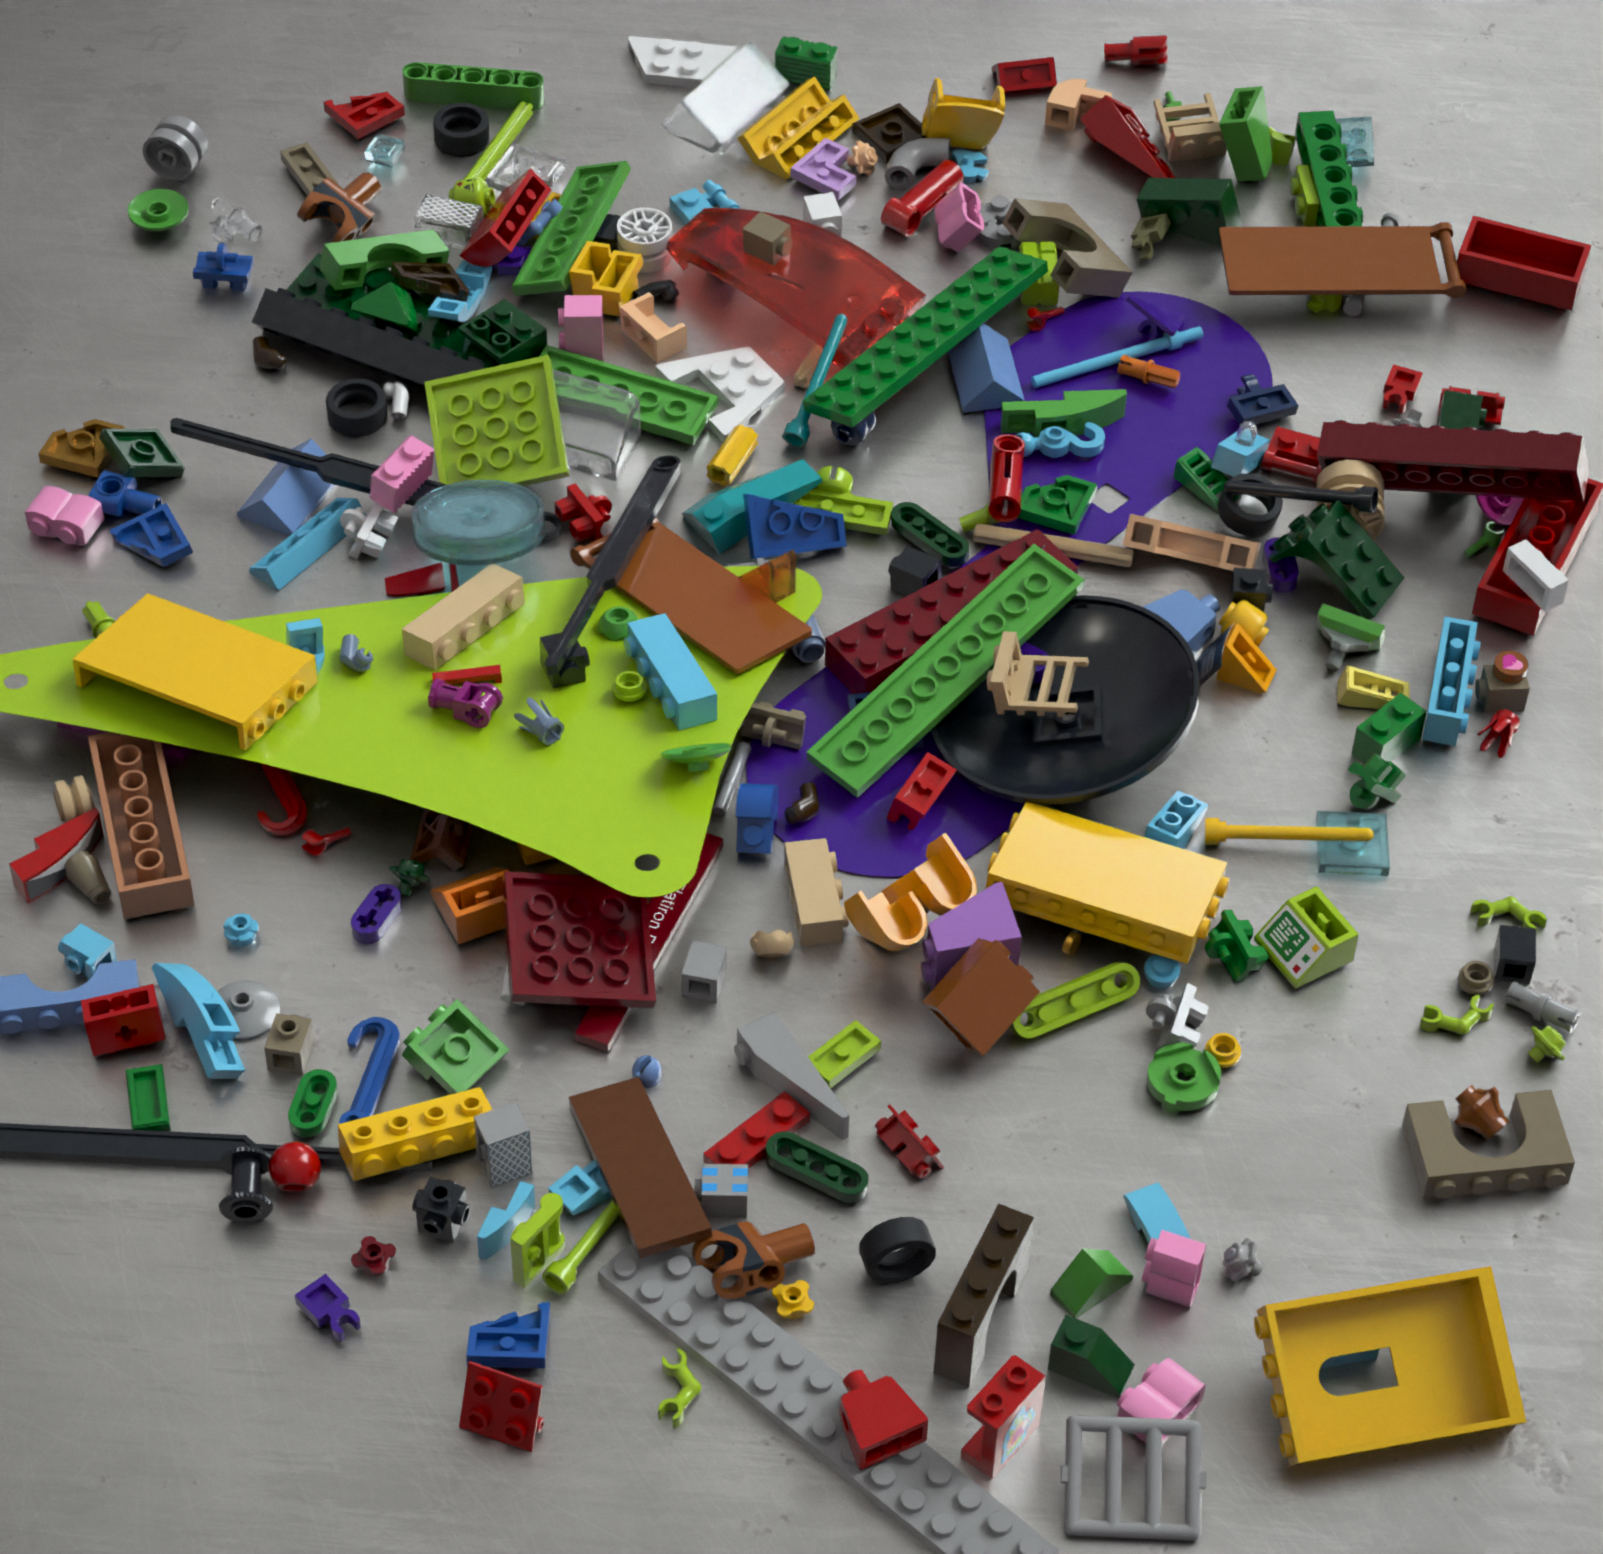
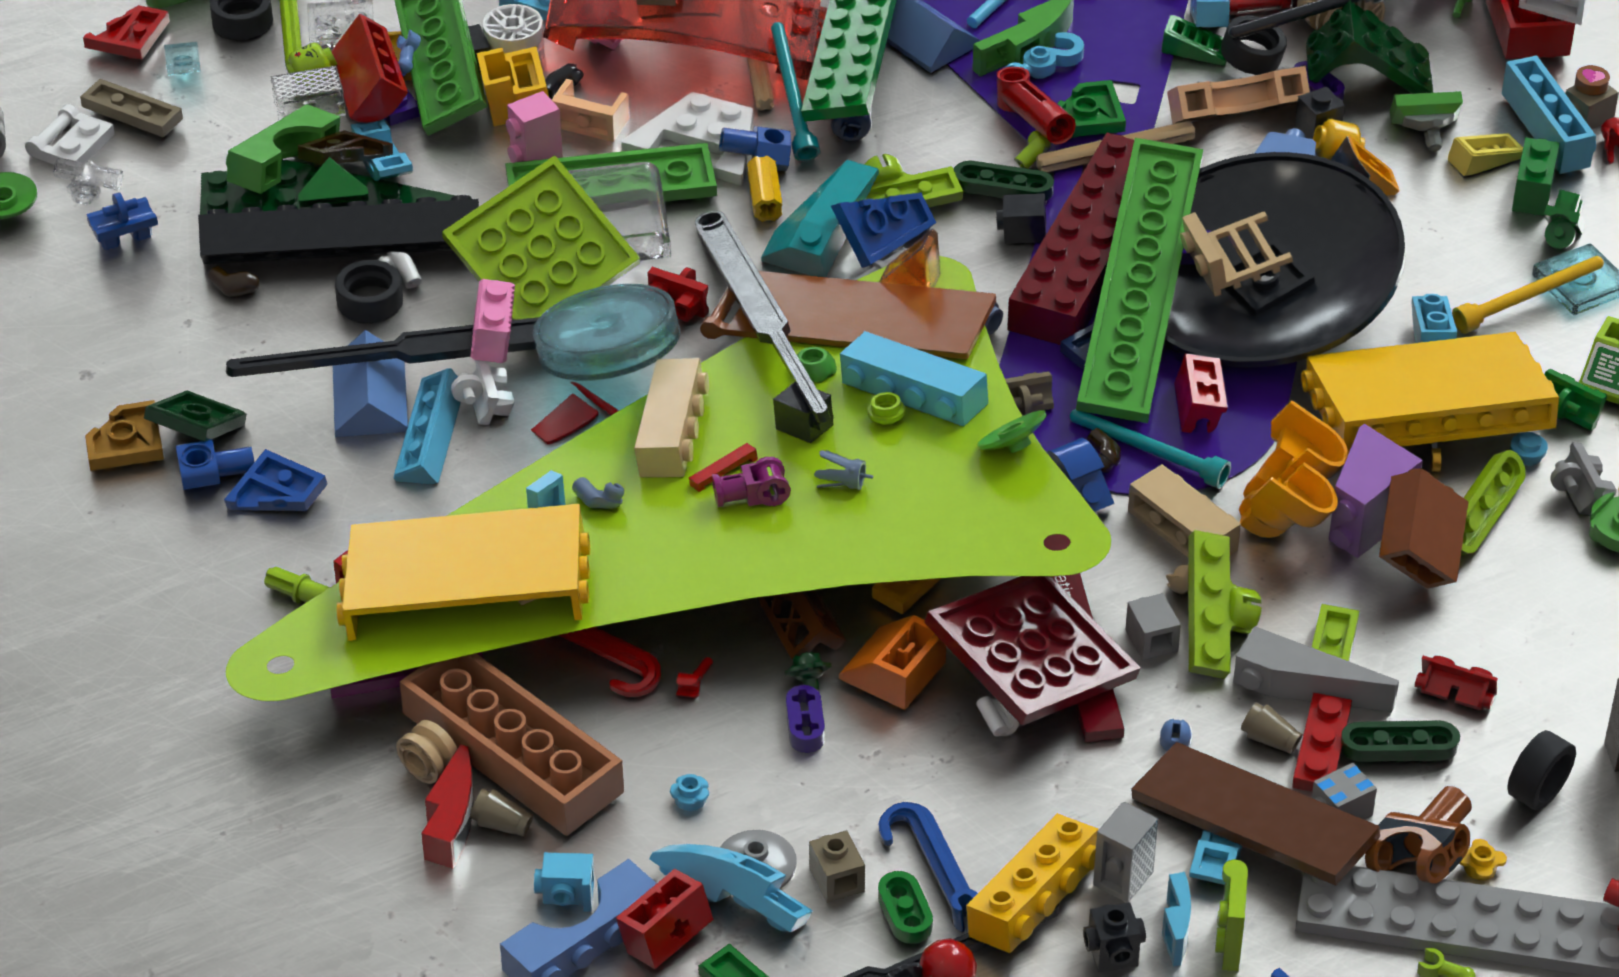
camera: 30 degrees left, 5 degrees down
(64, 515) = (167, 505): bright pink brick -> none
(252, 190) = (78, 144): none -> white plate
(343, 206) = (194, 120): dark orange connector -> none
(453, 1048) = (993, 796): bright green plate -> none
(506, 333) = (464, 167): dark green slope -> none
(561, 1273) = (1266, 939): lime piece -> none
(721, 1102) = (1270, 728): none -> dark tan cone
(757, 415) = (759, 143): none -> blue piece
(763, 978) = (1215, 605): none -> lime plate
(874, 863) = (1213, 470): none -> teal piece

